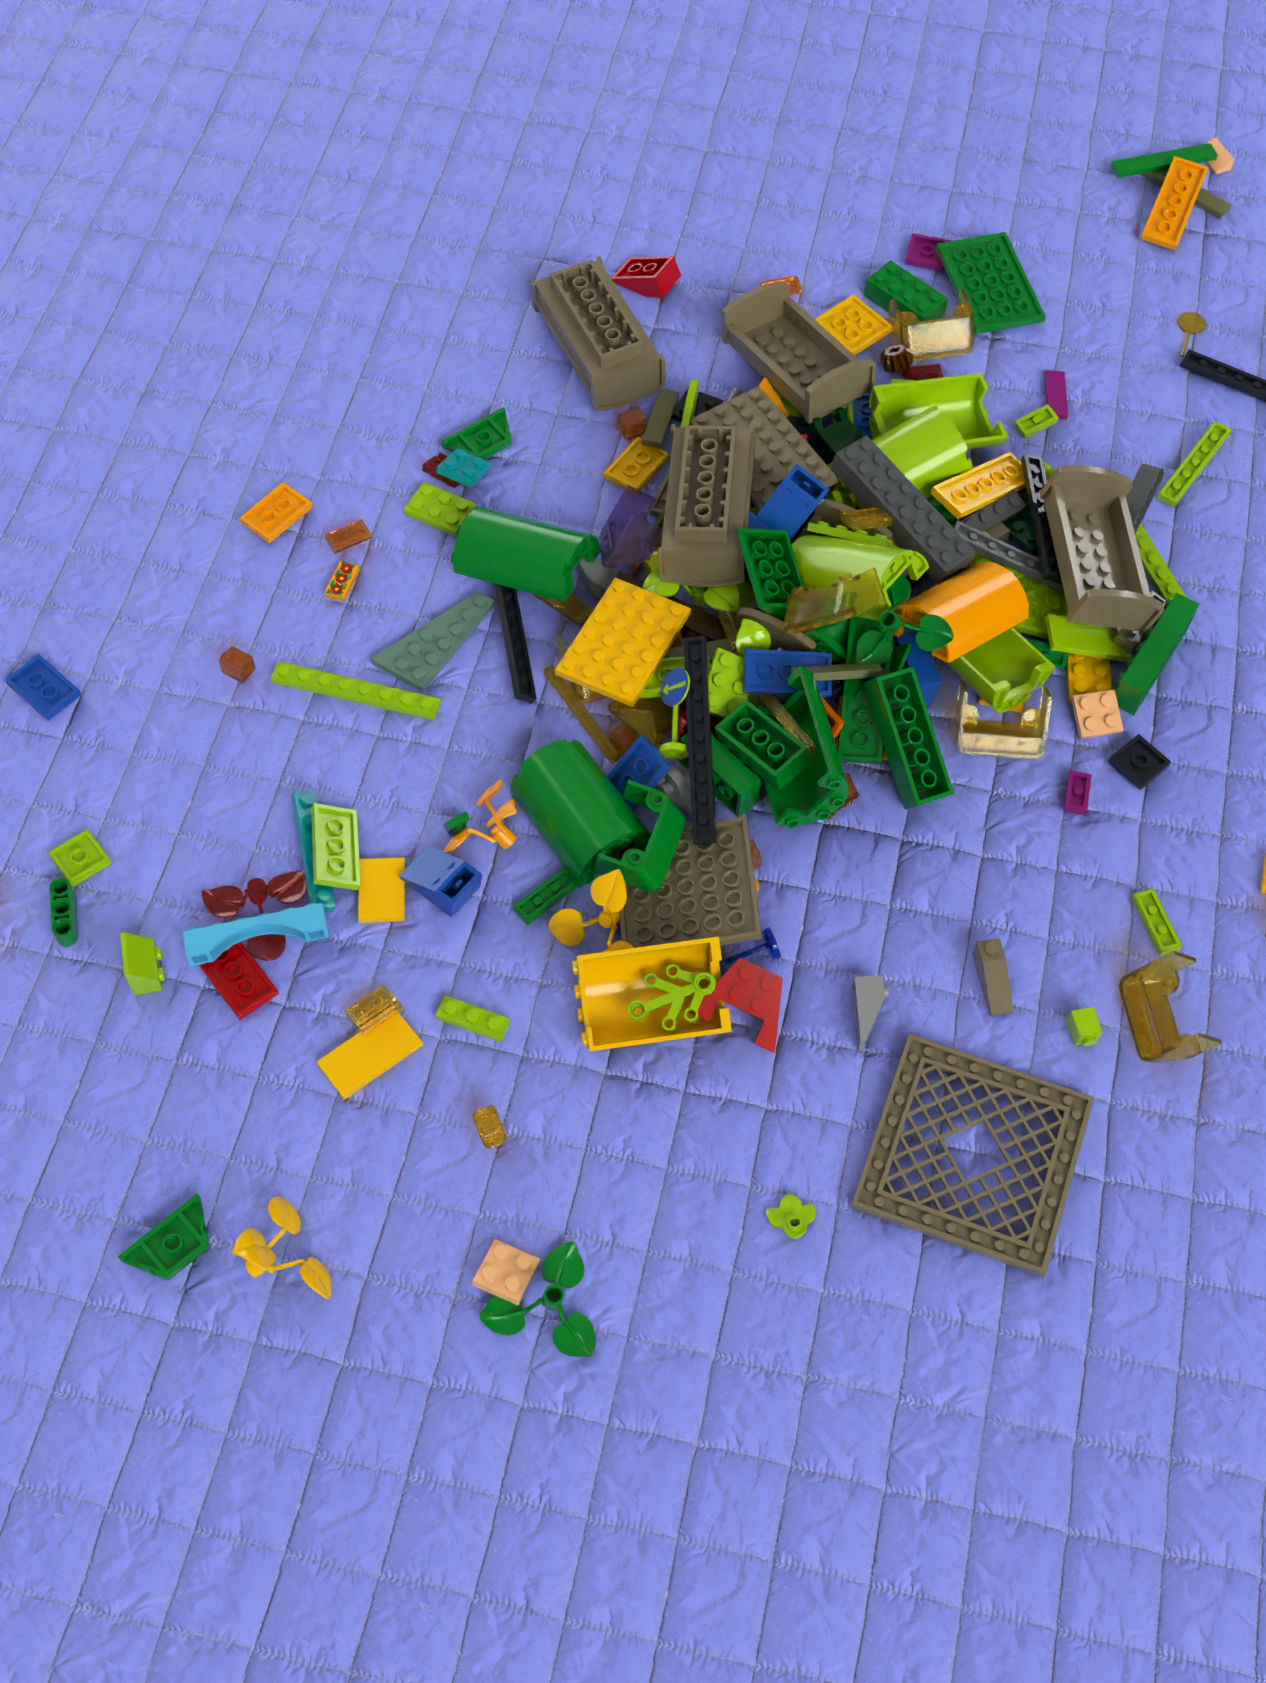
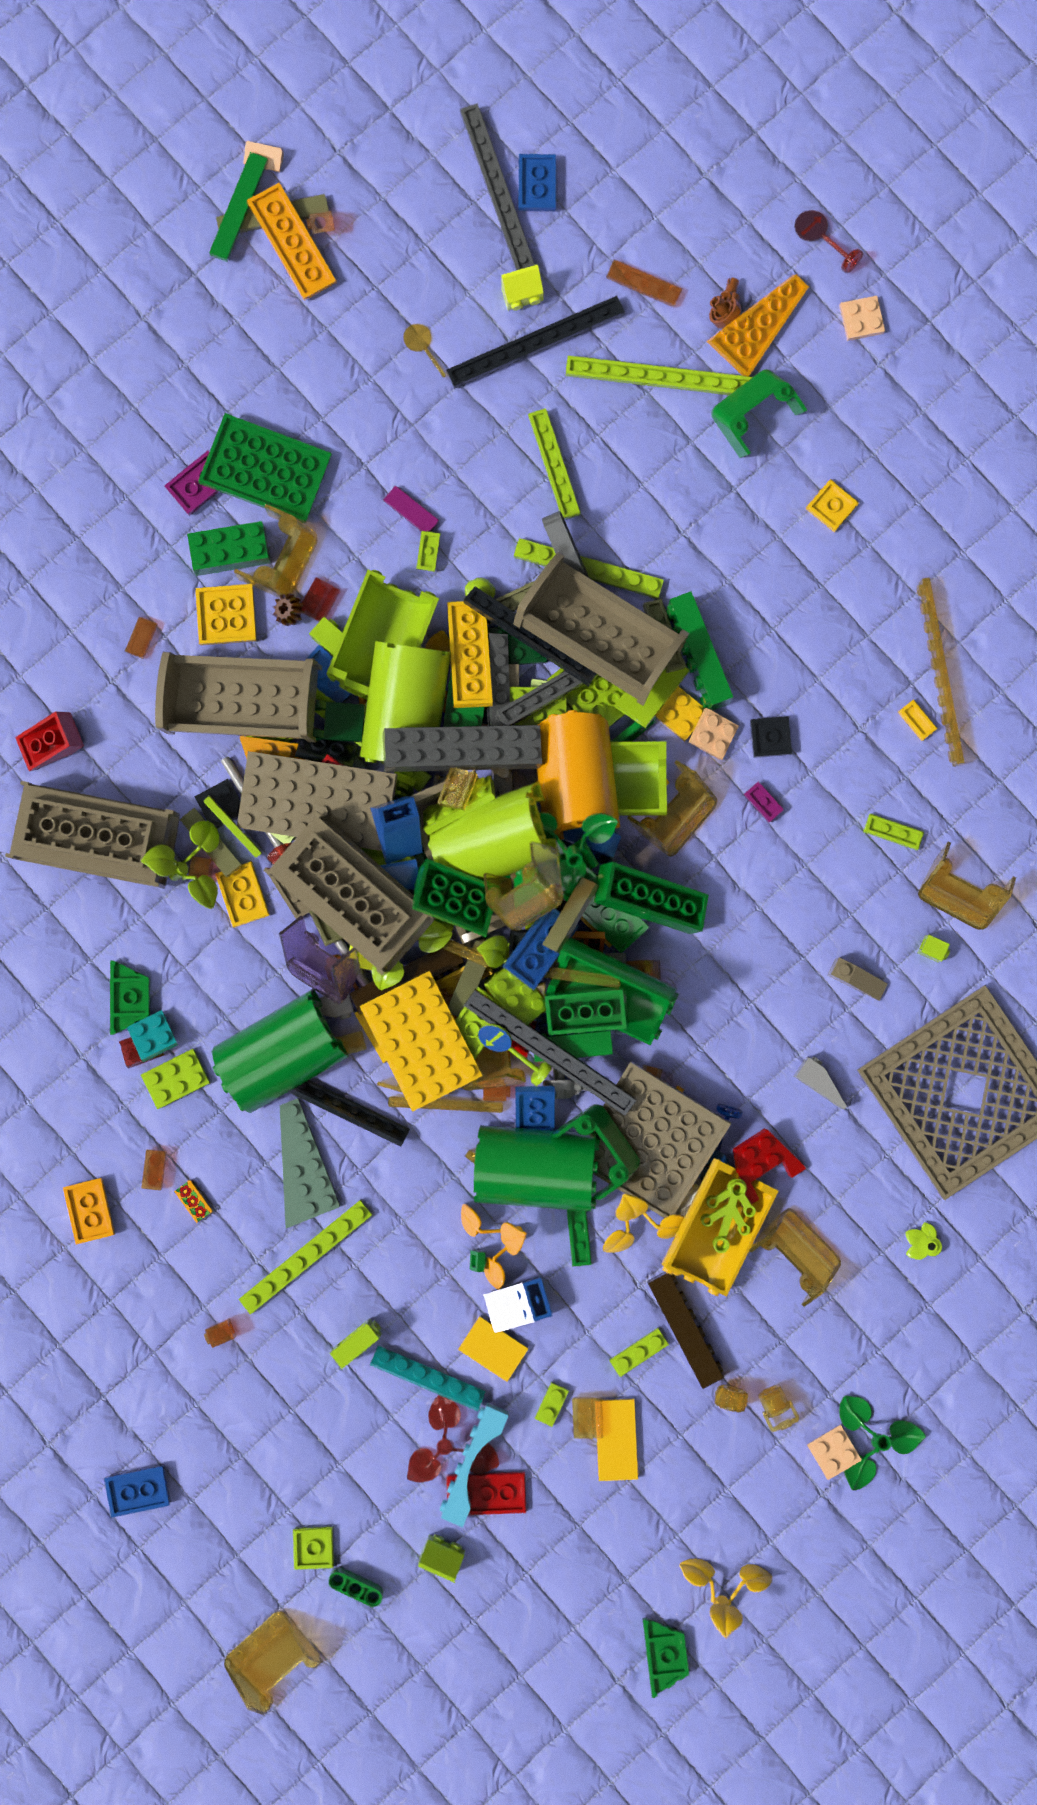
camera: 55 degrees left, 25 degrees up
(304, 766) = (356, 1343): none -> lime window
(335, 847) = (439, 1362): lime plate -> none
(363, 973) = (551, 1404): none -> lime plate
(515, 1176) = (774, 1404): none -> clear yellow piece
(527, 1043) = (685, 1330): none -> dark brown brick
(617, 425) = (161, 861): none -> lime plant
(694, 1092) = (803, 1249): none -> clear yellow windscreen
(1210, 219) = (329, 222): none -> clear orange brick

